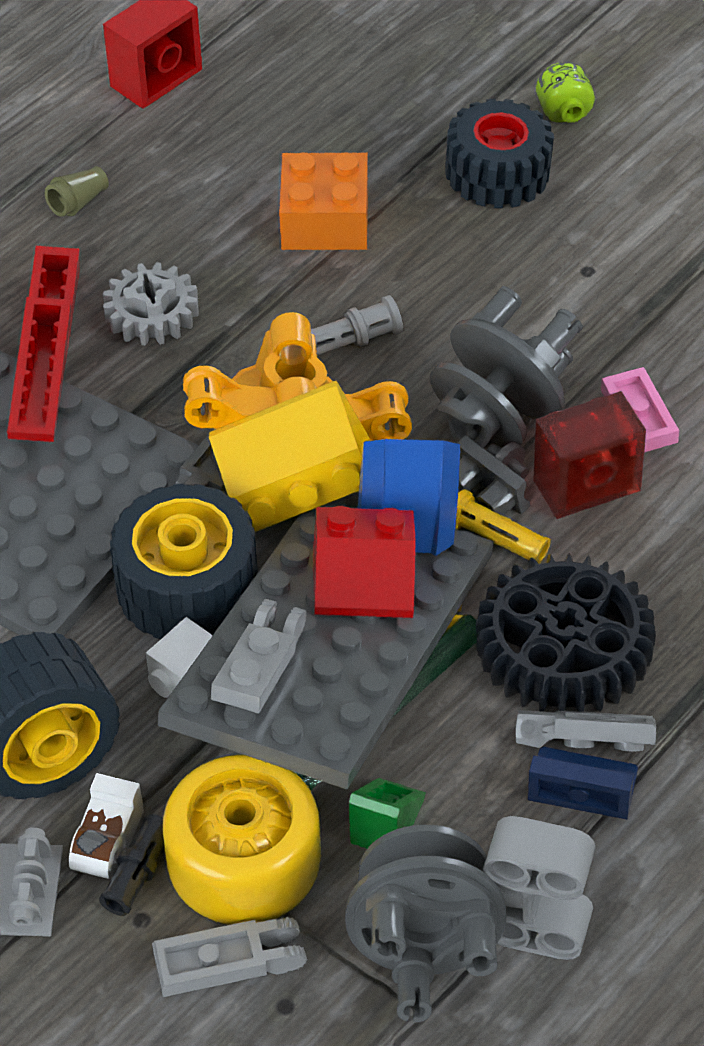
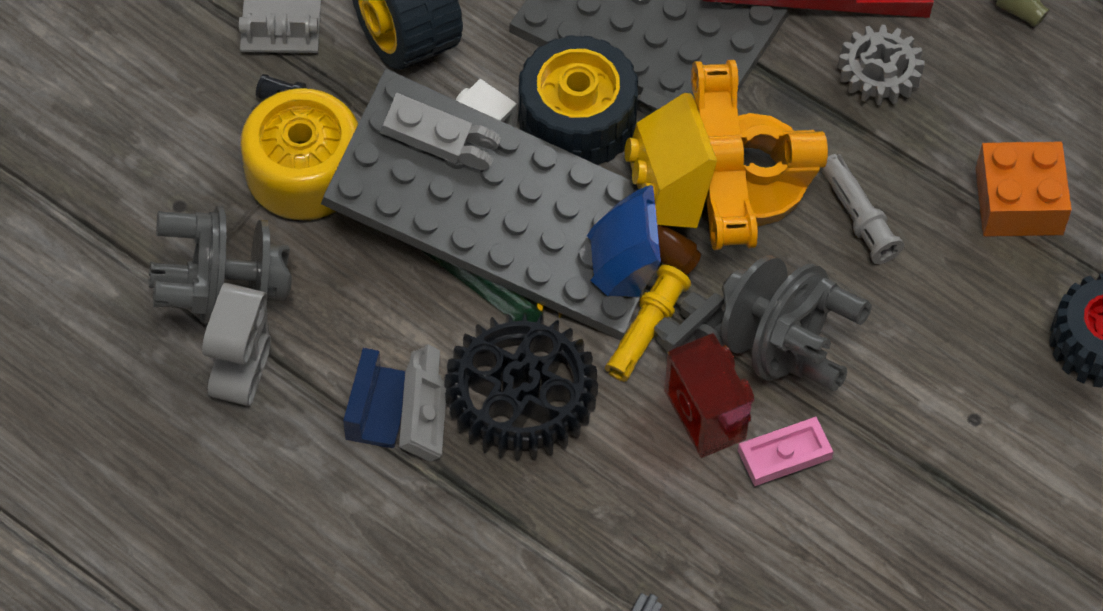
camera: 85 degrees right, 10 degrees up
(106, 826) = (330, 73): white leg -> none
(226, 955) = (214, 156): light grey hinge -> none
(364, 562) = (552, 211): red slope -> none
(381, 809) = (341, 257): green slope -> none

